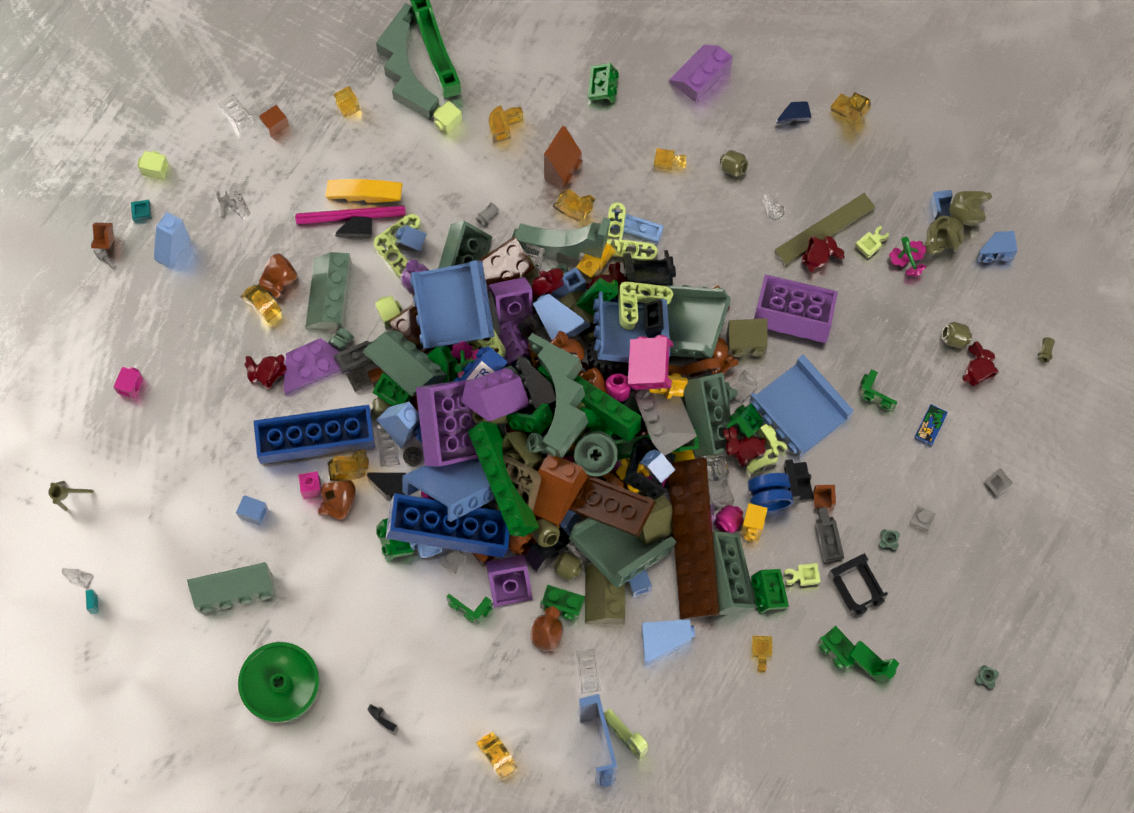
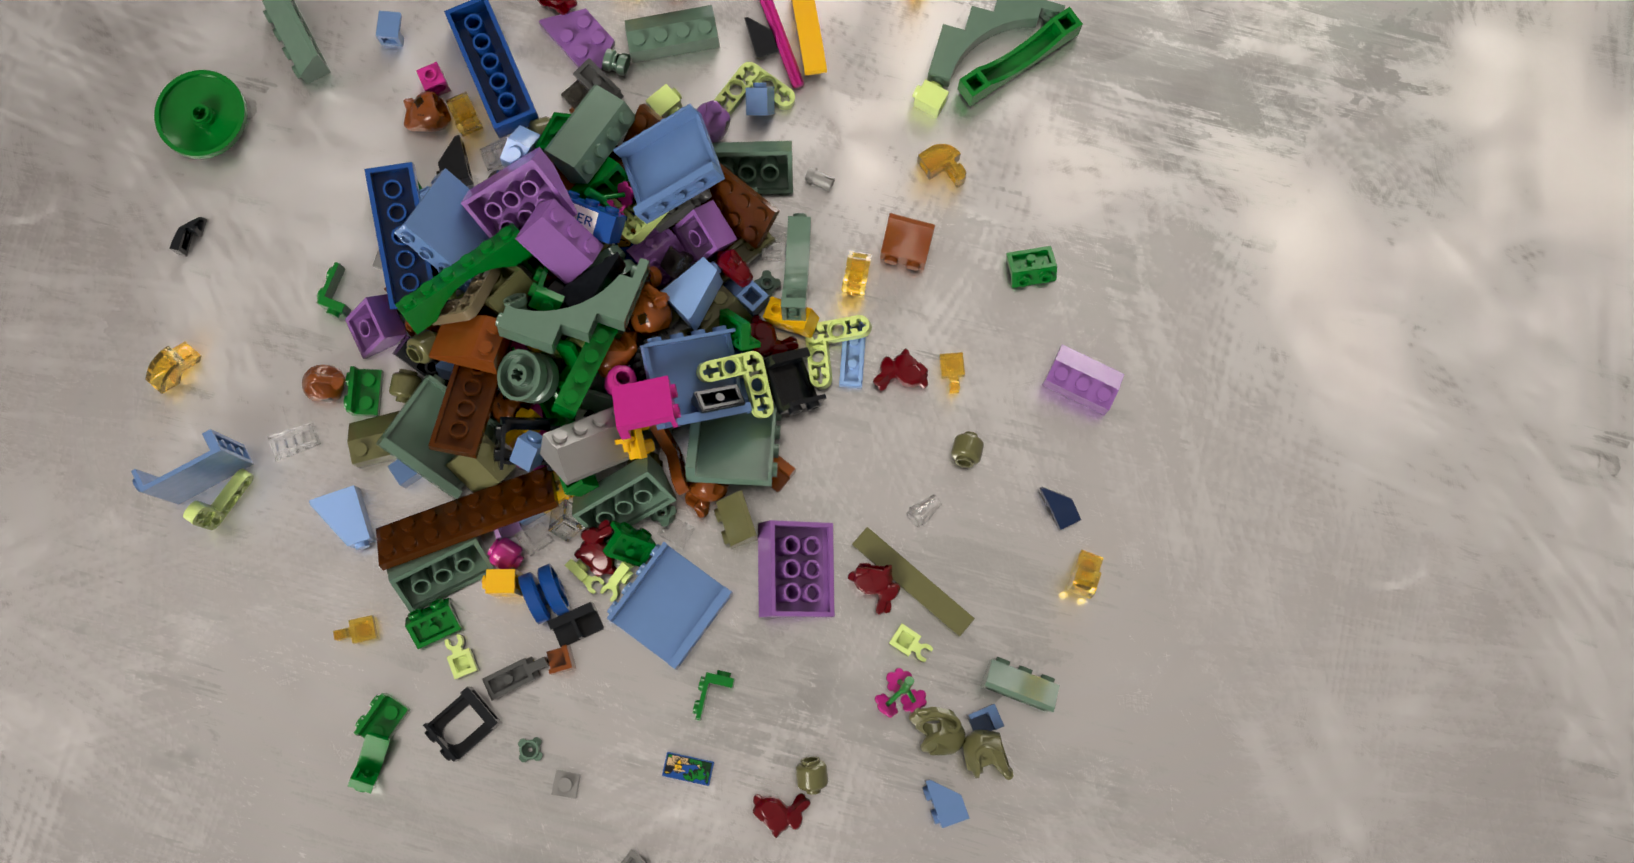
camera: 75 degrees right, 10 degrees up
(658, 191) = (903, 368): none -> dark red animal
(923, 172) = (1021, 684): none -> sand green slope

